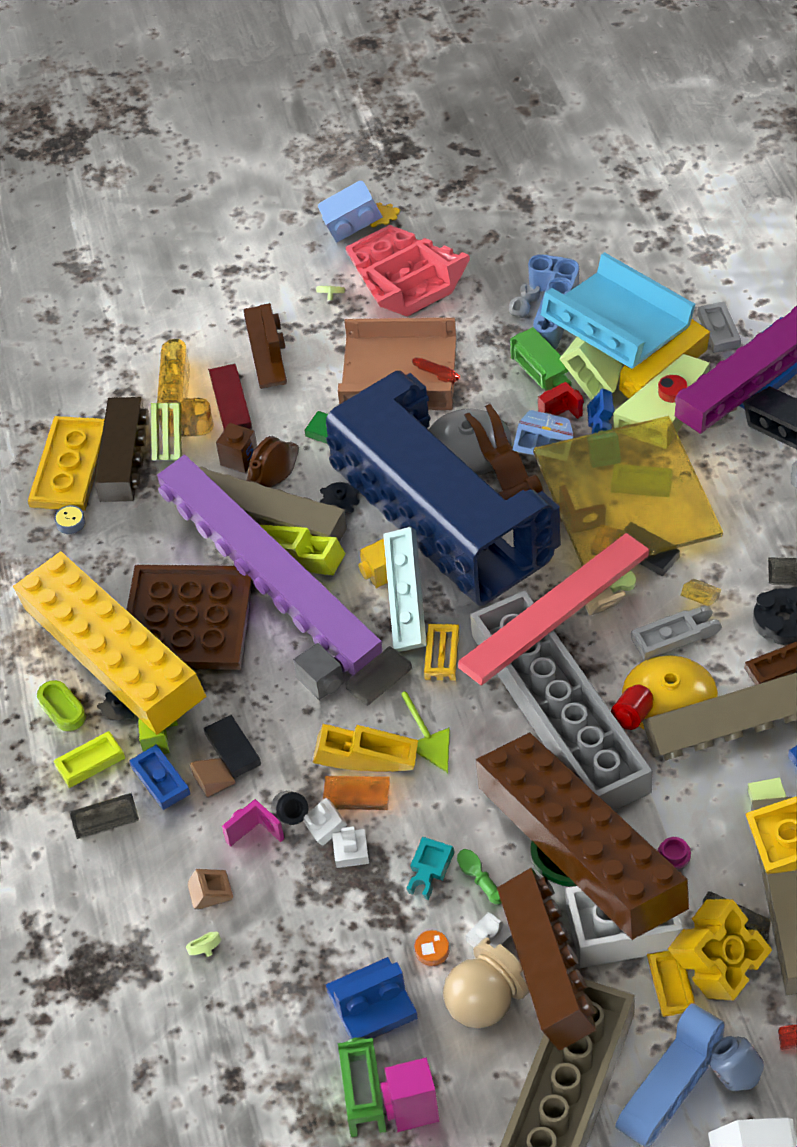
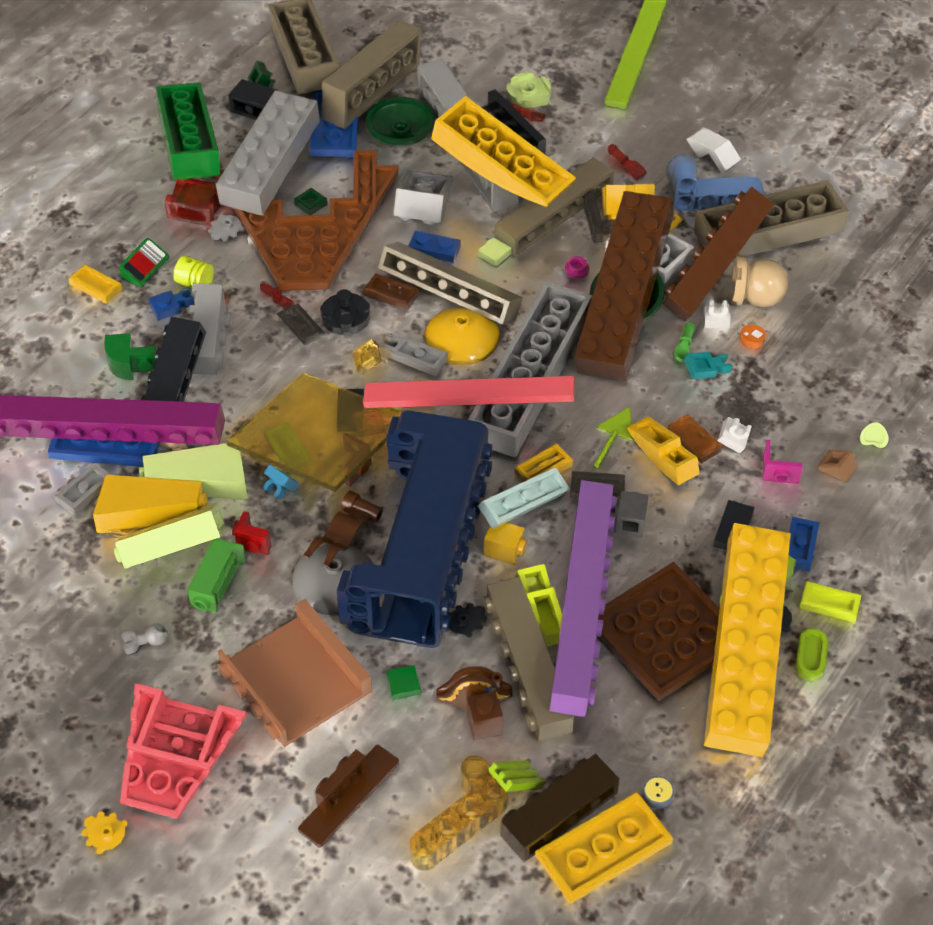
camera: 135 degrees left, 0 degrees up
(104, 816) = (858, 555): clear smoke tile -> none
(211, 775) = (767, 516): medium nougat slope -> none
(230, 396) = (429, 777): dark red tile -> none
(289, 807) = (749, 448): black brick -> none
(330, 290) = (240, 793): yellowish green piece -> none
(349, 211) = (128, 842): light blue bracket -> none
(350, 847) = (735, 409): white tile -> none
(361, 1083) = (868, 304): bright green window -> none
(372, 1000) = (814, 338): blue bracket -> none
(410, 1095) = (852, 271): dark pink brick -> none
(443, 372) = (277, 636): clear red piece -> none
(539, 430) = (300, 513): light blue torso -> none
(550, 273) = (132, 608): medium blue beam -> none
(600, 411) = (242, 500): blue plate -> none
(620, 312) = (145, 518): medium azure panel -> none
(633, 706) = (503, 323): red brick -> none
(670, 386) = (193, 455): red tile -> none

